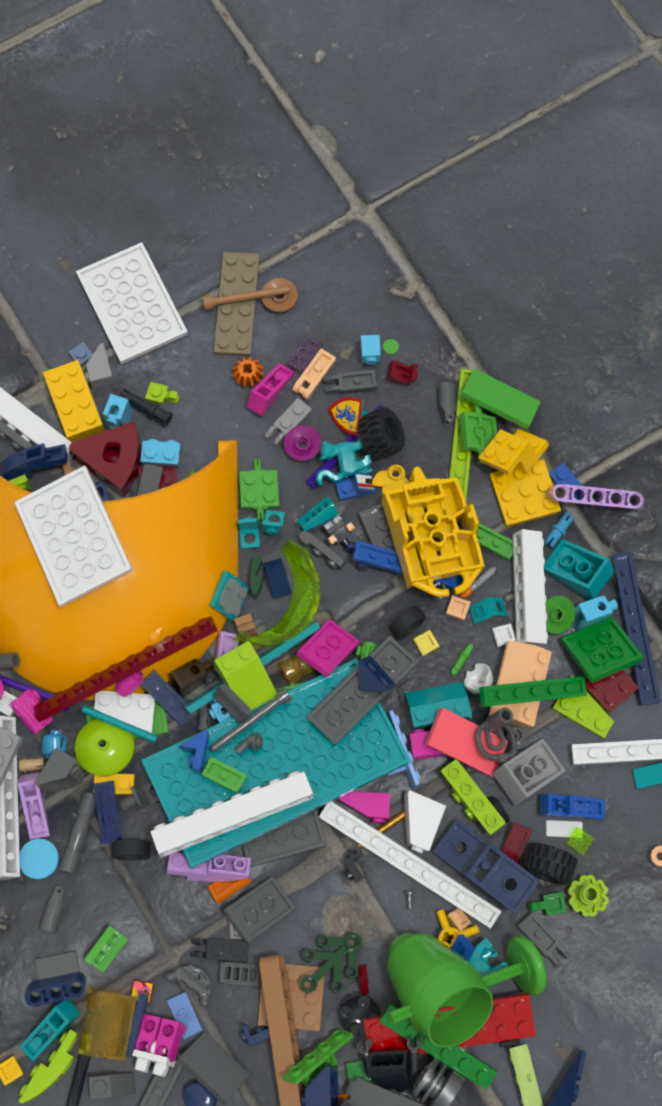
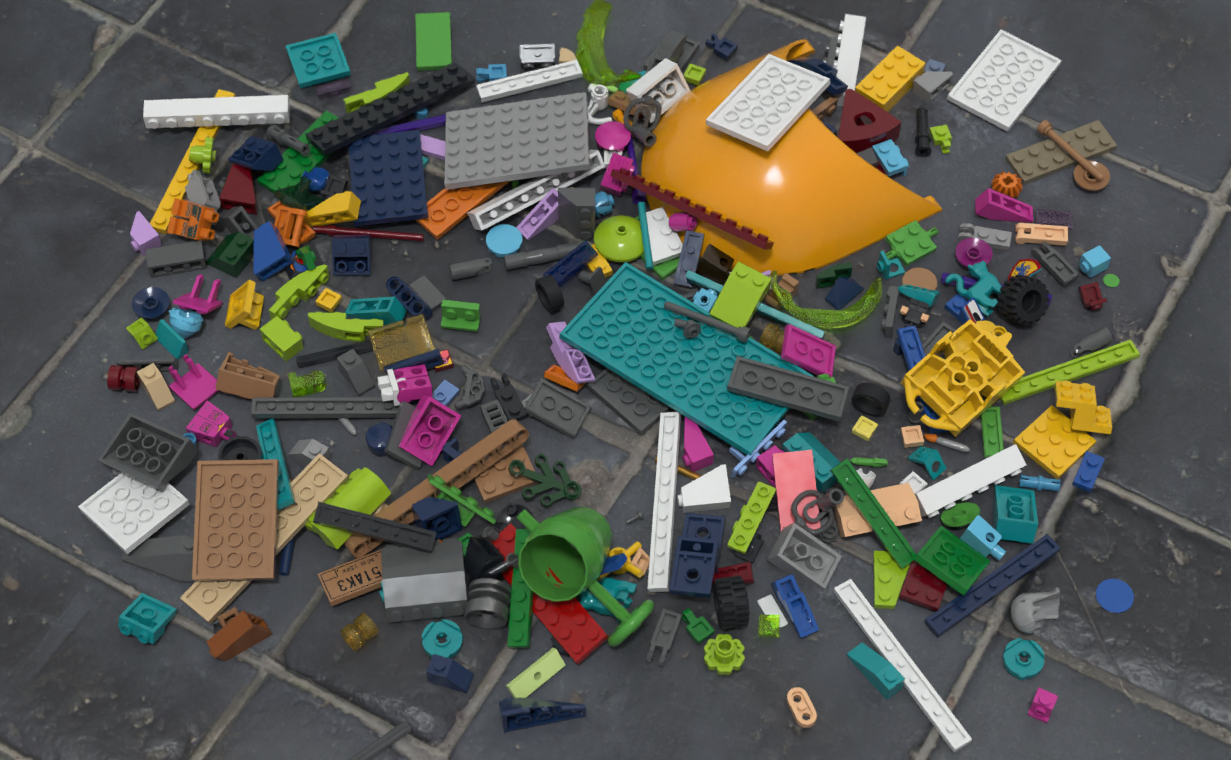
camera: 60 degrees right, 15 degrees down
(117, 411) = (903, 108): medium azure brick -> none
(199, 746) = (661, 292): blue slope -> none
(219, 1046) = (428, 429): none -> dark pink slope
(224, 775) = (649, 320): bright green plate -> none
(229, 596) = (803, 260): piece -> none
(231, 814) = (621, 339): white brick -> none
(232, 703) = (712, 297): dark grey tile -> none
(249, 526) = (872, 251): teal bracket -> none
(299, 503) = (921, 278): none -> medium nougat sticker
(352, 871) = (637, 456): black bracket -> none
(364, 989) = (546, 512): dark red tile -> none
(373, 677) = (805, 386): dark blue slope -> none
(477, 430) = (1084, 370): bright green plate -> none
(500, 398) = (1125, 378): bright green tile -> none
(604, 496) = (1094, 501): lavender beam -> none

